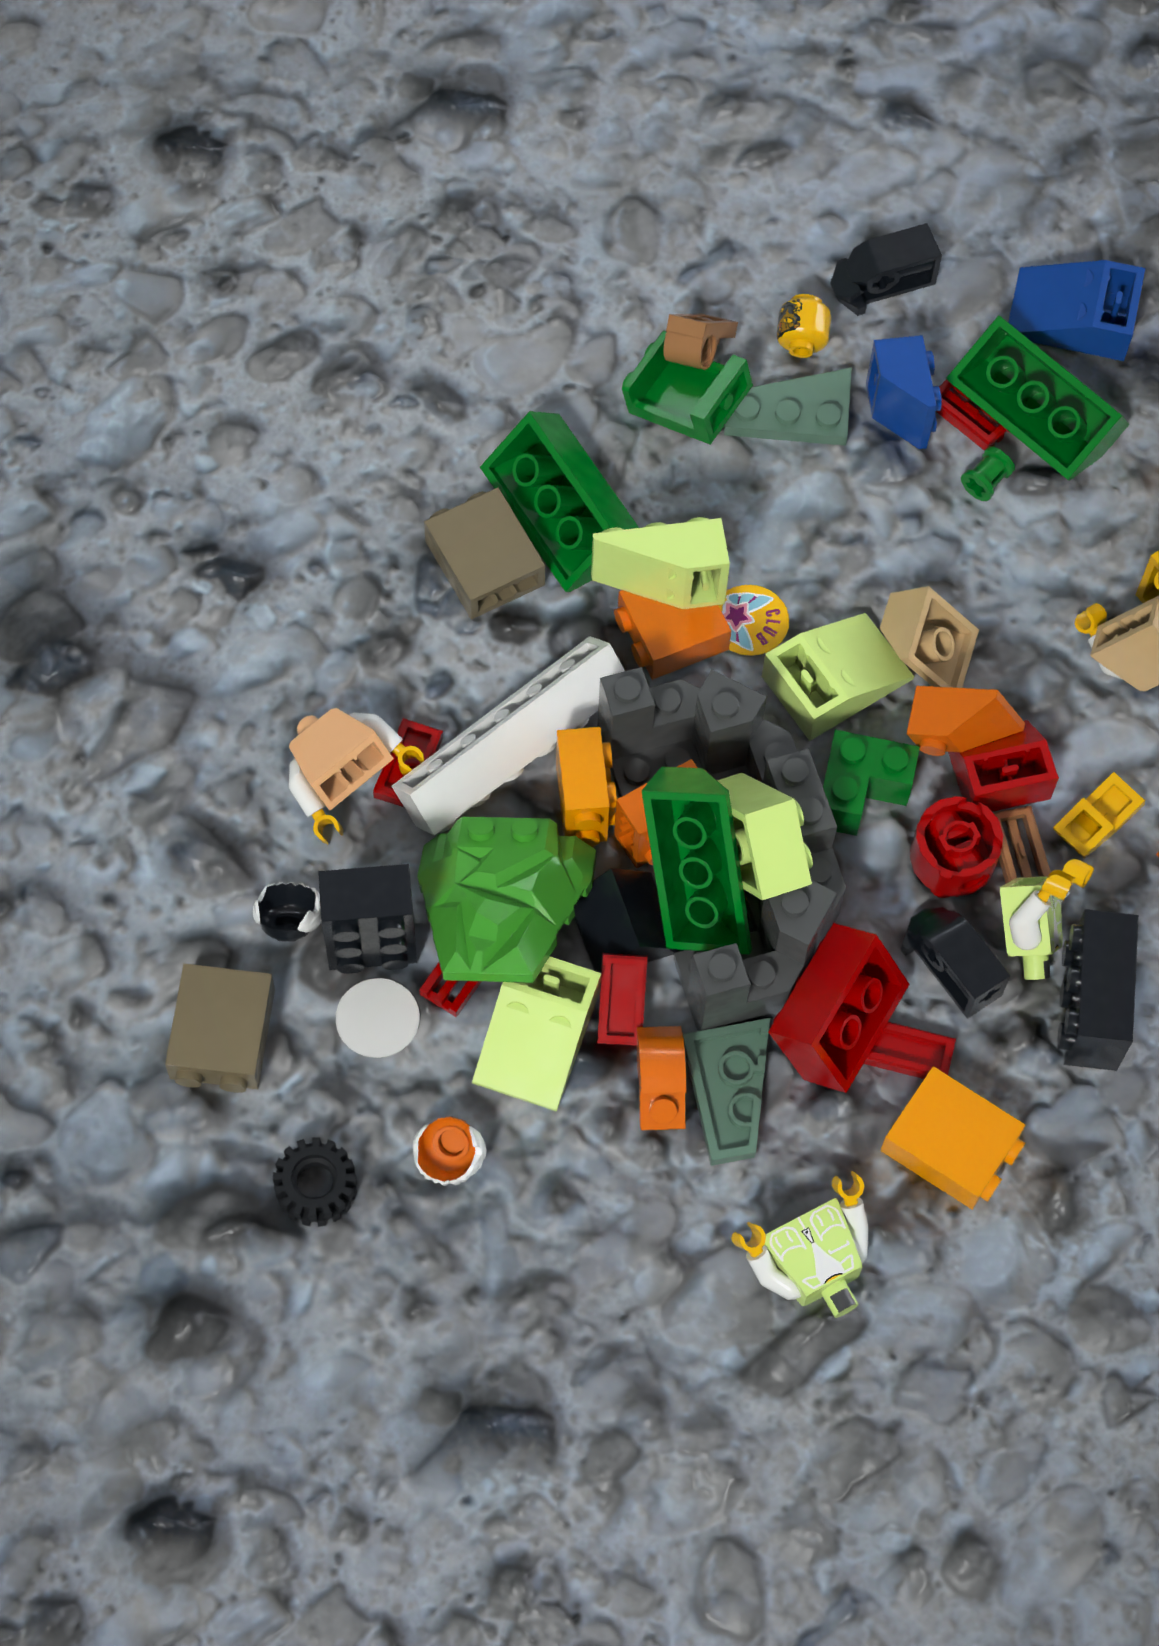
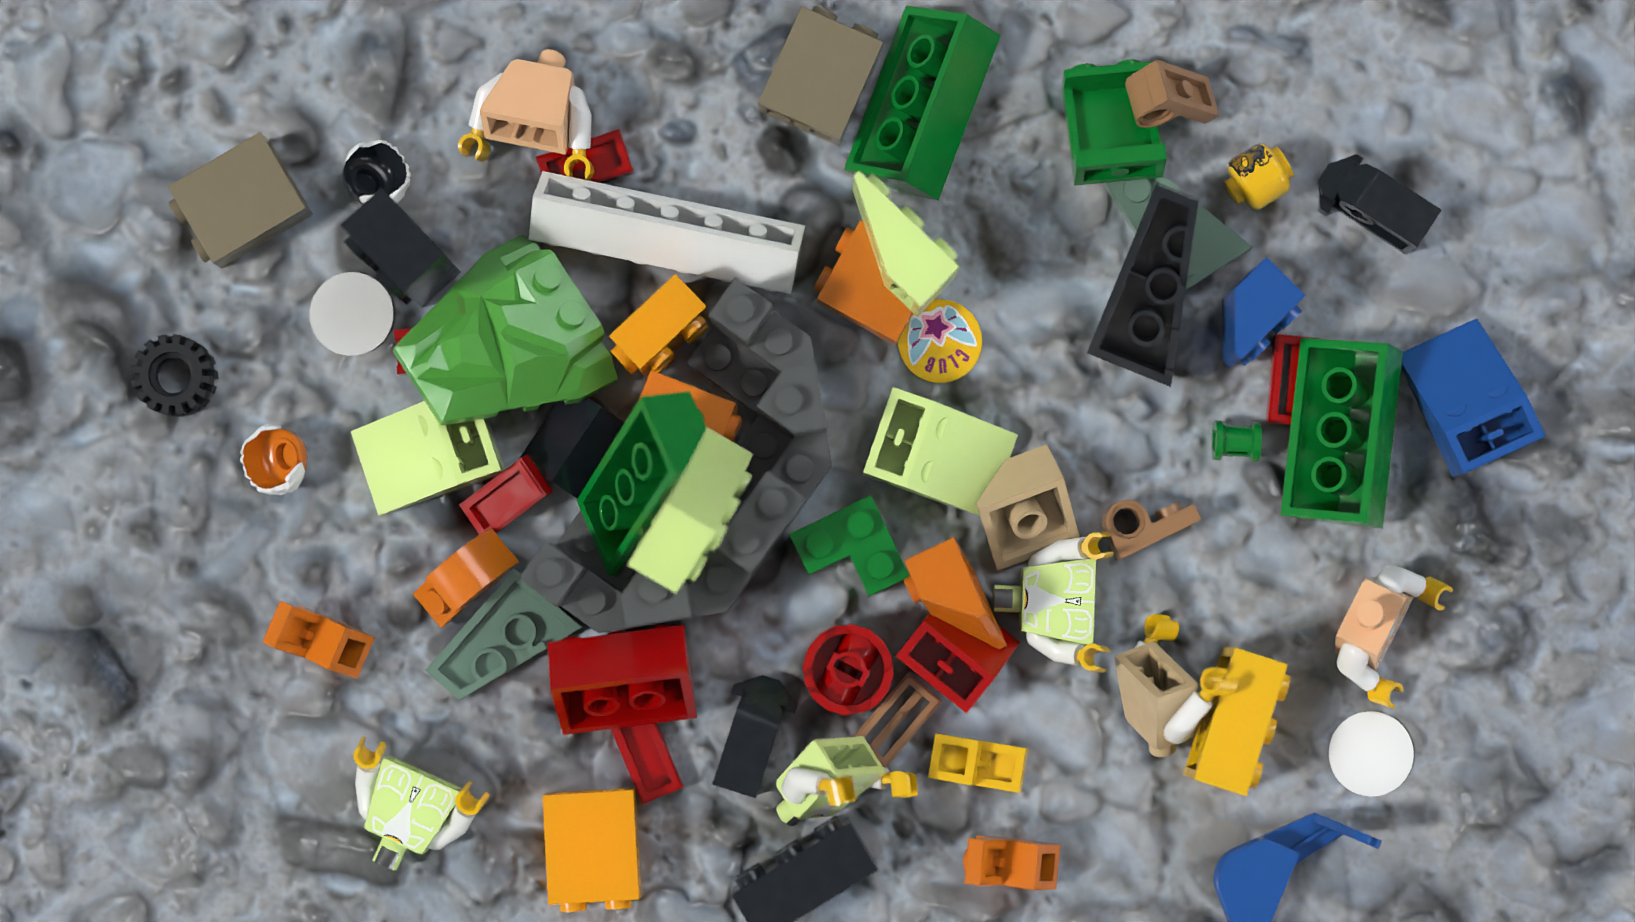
camera: 55 degrees right, 20 degrees up
(623, 1221) = (318, 639): none -> orange brick
(832, 442) = (1147, 300): none -> black wedge
(1003, 572) = (1170, 520): none -> medium nougat plate
(1019, 664) = (1058, 600): none -> torso

